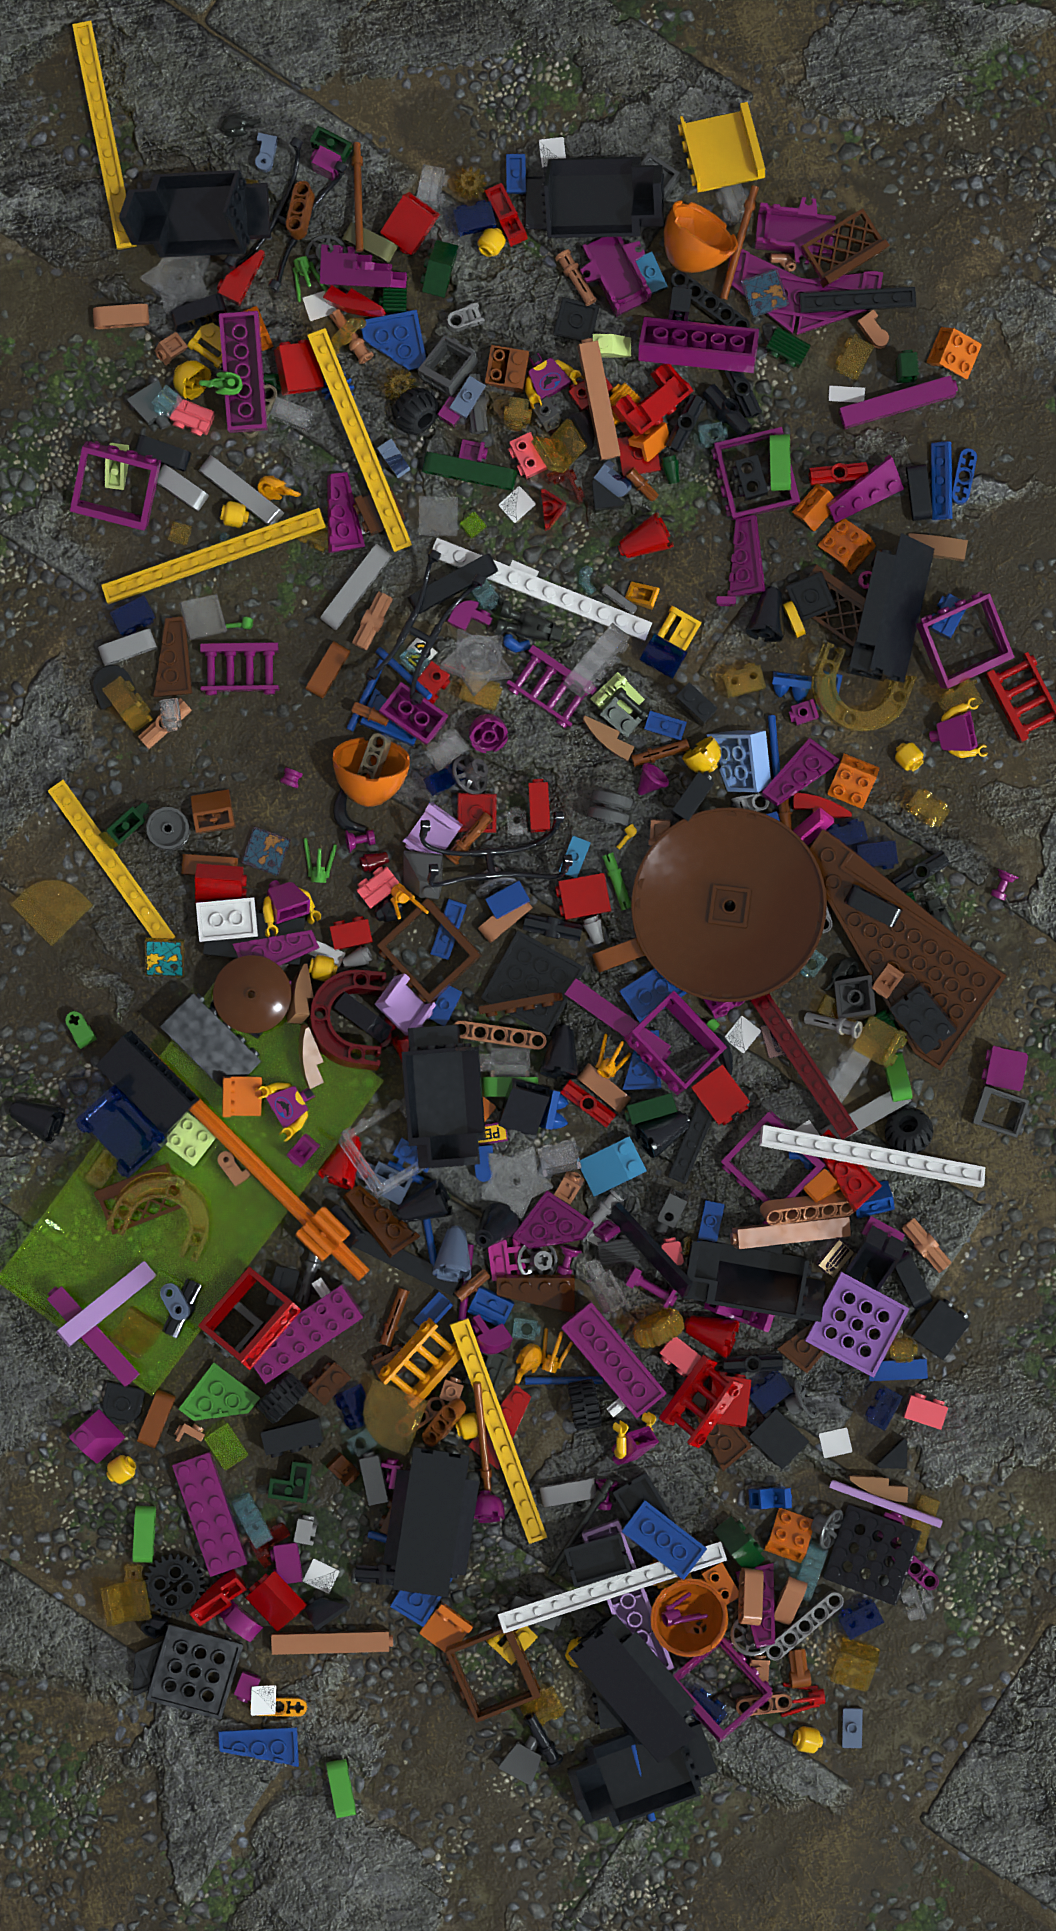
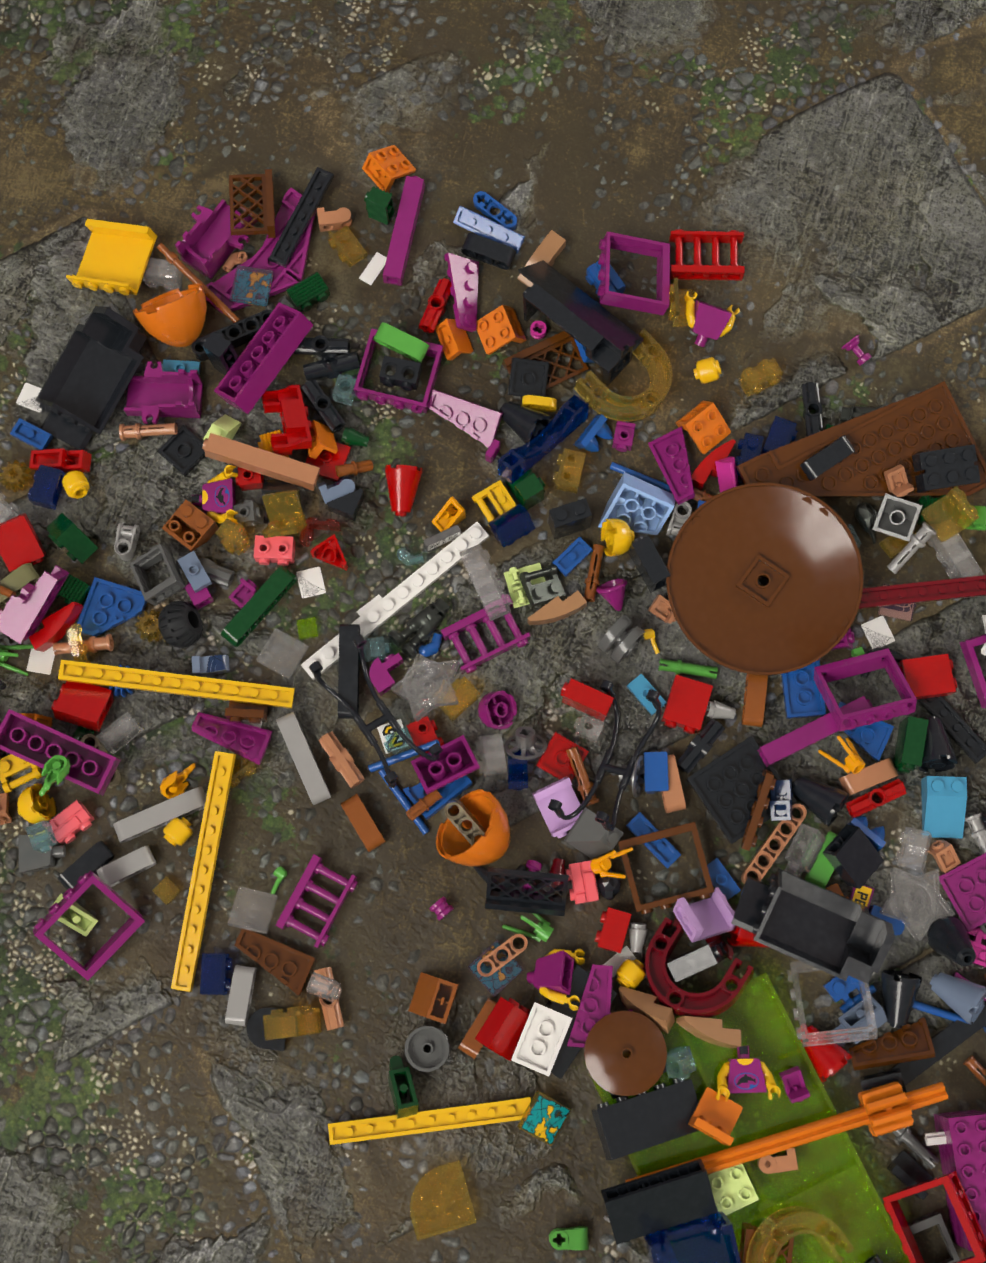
camera: 55 degrees left, 10 degrees down
(269, 1045) = (680, 1063): none -> clear light blue brick
(286, 857) = (492, 957): none -> nougat beam
(337, 849) = (526, 900): none -> black fence
(541, 1021) = (781, 800): none -> slope
(706, 647) = (528, 489): none -> dark green brick
(782, 651) = (521, 459): none -> clear blue arch

